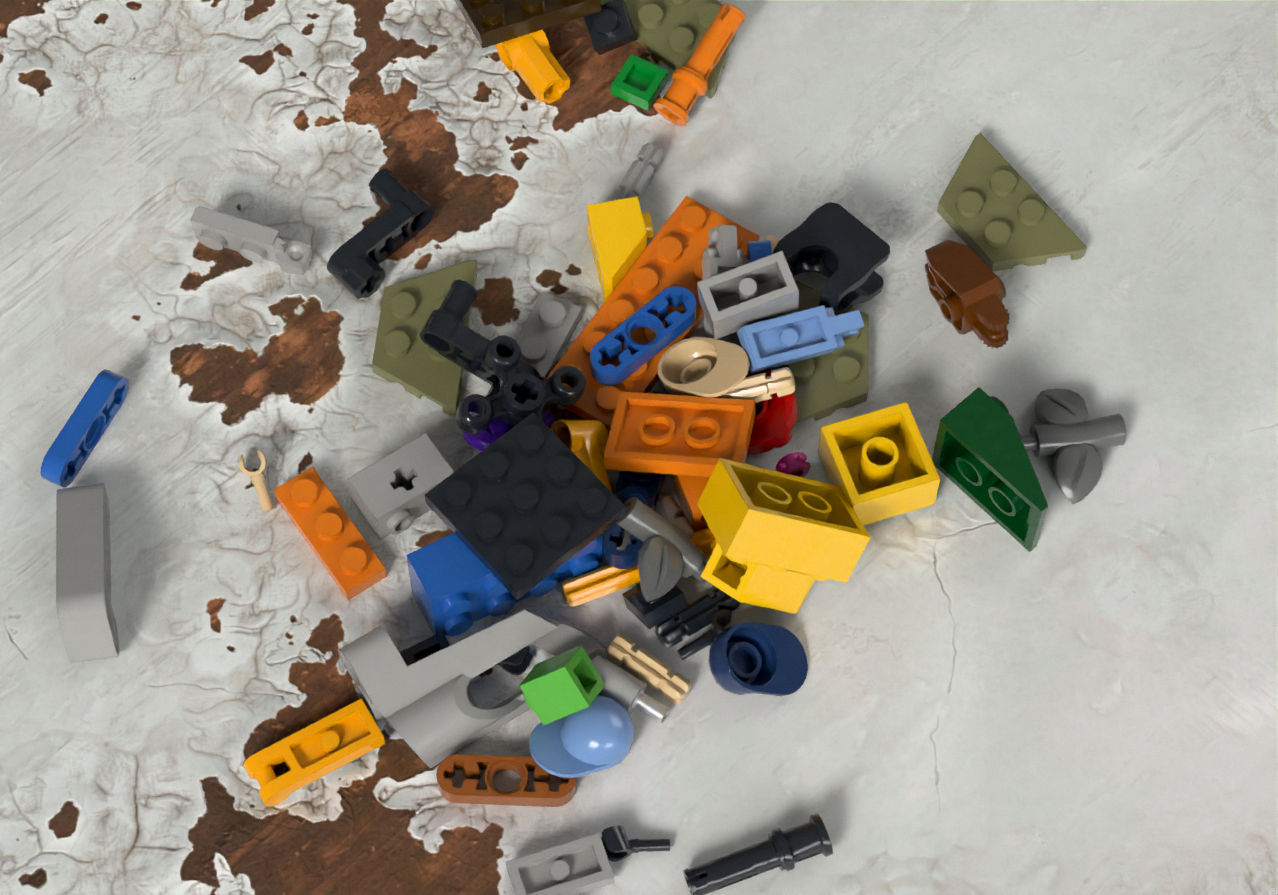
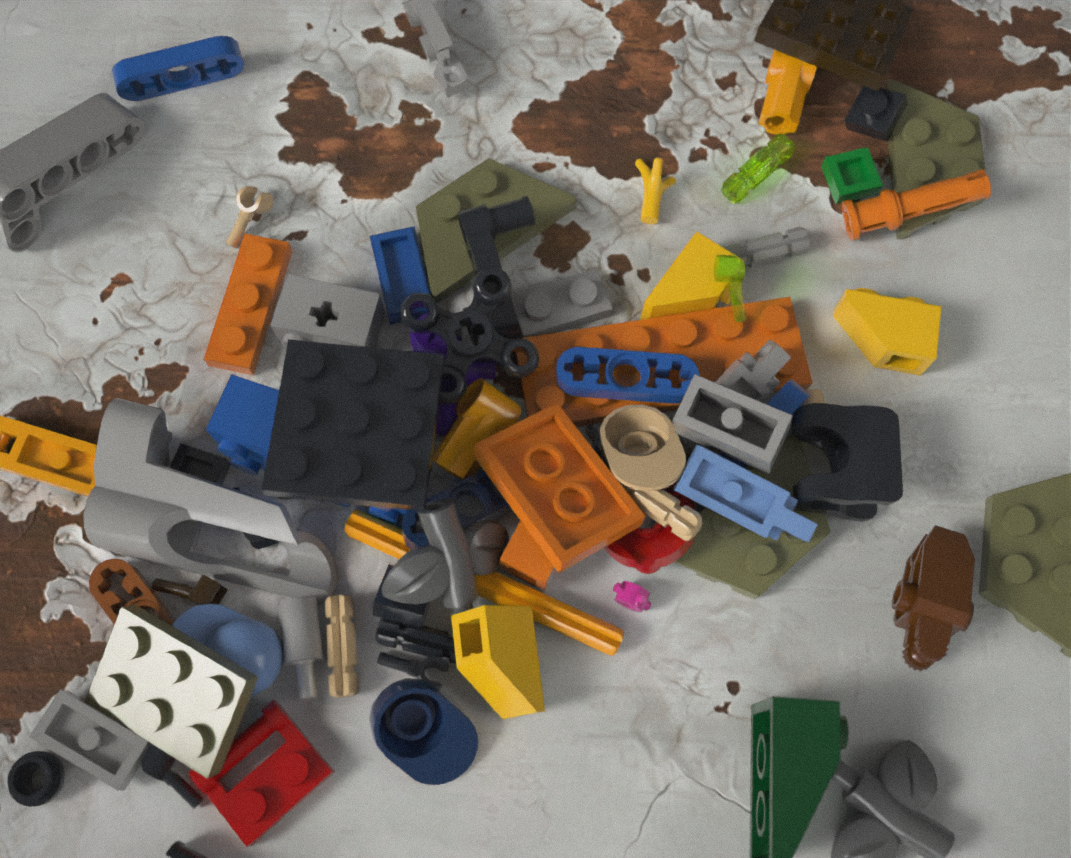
camera: 45 degrees right, 10 degrees up
(358, 259) = (498, 118): black beam -> none
(411, 415) = (399, 270): none -> blue tile
(518, 207) = (653, 189): none -> yellow bar
(524, 722) = (205, 591): none -> dark brown hand
(562, 685) = (247, 595): bright green brick -> none
(572, 132) = (757, 168): none -> clear neon green axle
(579, 785) = (171, 690): none -> plate
(642, 207) = (732, 270): none -> clear neon green hand
(703, 786) = (274, 785): none -> red plate
(772, 159) = (891, 330): none -> yellow slope
(782, 521) = (549, 644): yellow brick -> none
(879, 463) = (695, 670): yellow brick -> none

